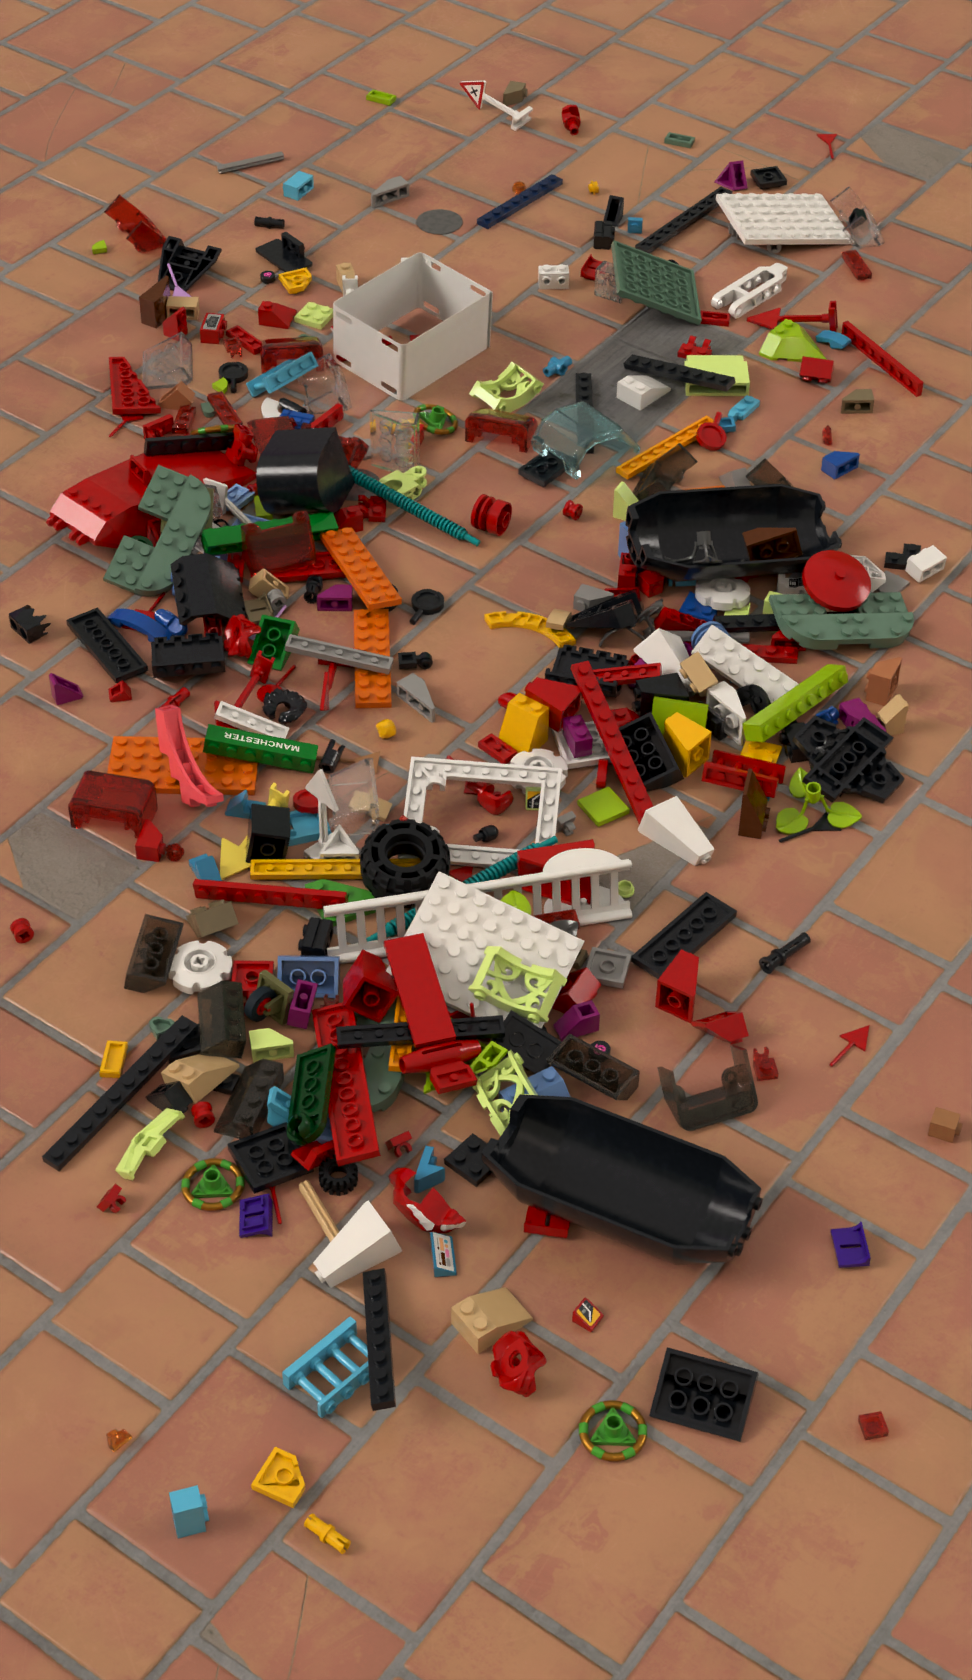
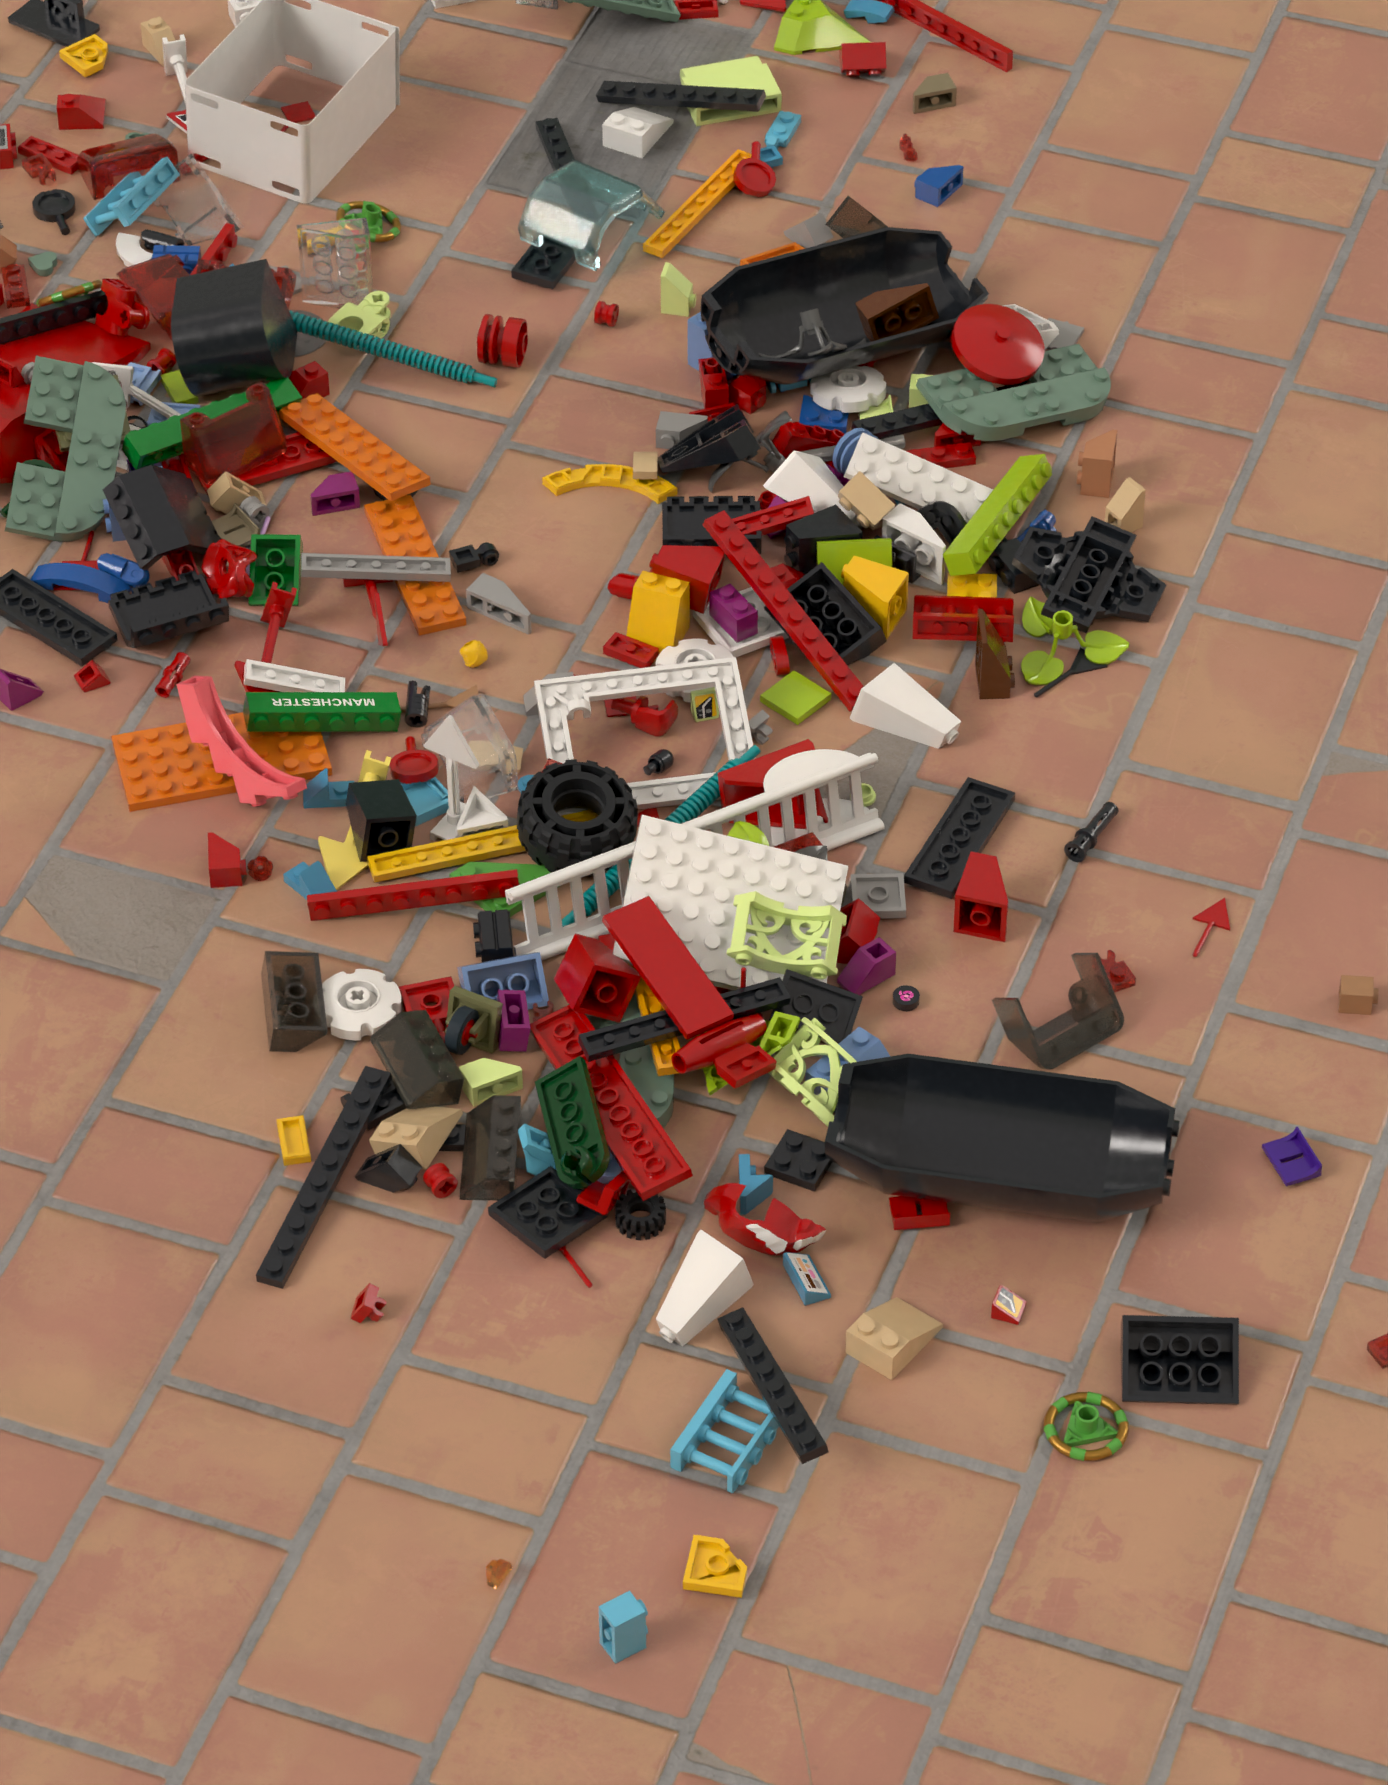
camera: 15 degrees left, 0 degrees up
(22, 930) = (103, 1008): red wheel -> none
(113, 799) = (155, 816): clear red windscreen -> none
(147, 1142) = (384, 1228): yellowish green plate -> none
(159, 1025) = (335, 1087): sand green tile -> none
(212, 919) = (348, 940): dark tan slope -> none
(212, 1184) = (486, 1260): bright green piece -> none
(220, 385) = (44, 227): lime tile -> none
(223, 408) = (67, 261): clear red plate -> none
(257, 1224) = (561, 1294): dark purple piece -> none
(267, 277) = (42, 57): black tile -> none
(271, 687) = (298, 637): red piece -> none
(291, 699) = (331, 641): black piece -> none
(313, 586) = (297, 483): black connector -> none
(314, 315) = (135, 102): yellowish green plate -> none
(318, 1209) = (634, 1261): tan axle -> none
(327, 1533) = (793, 1614): yellow pin -> none
(376, 507) = (337, 360): red plate -> none
(400, 1141) = (703, 1158): red tile -> none
(426, 603) = (457, 477): black piece -> none
(508, 380) = (450, 141): yellowish green fence -> none
(513, 1373) = (955, 1392): red piece -> none
(517, 426) = (465, 210): clear red windscreen -> none
(557, 366) = (507, 115): dark azure axle -> none
(595, 1068) = (912, 1017): clear smoke slope -> none
(664, 472) = (706, 243): clear smoke windscreen -> none
(691, 348) = (679, 59): red plate -> none
(725, 1026) = (1050, 935): red slope -> none
(790, 585) = (935, 362): white leg -> none
(854, 710) = (1075, 512): magenta slope -> none
(899, 561) = (1072, 295): black plate -> none
(925, 563) = (1099, 299): white brick -> none

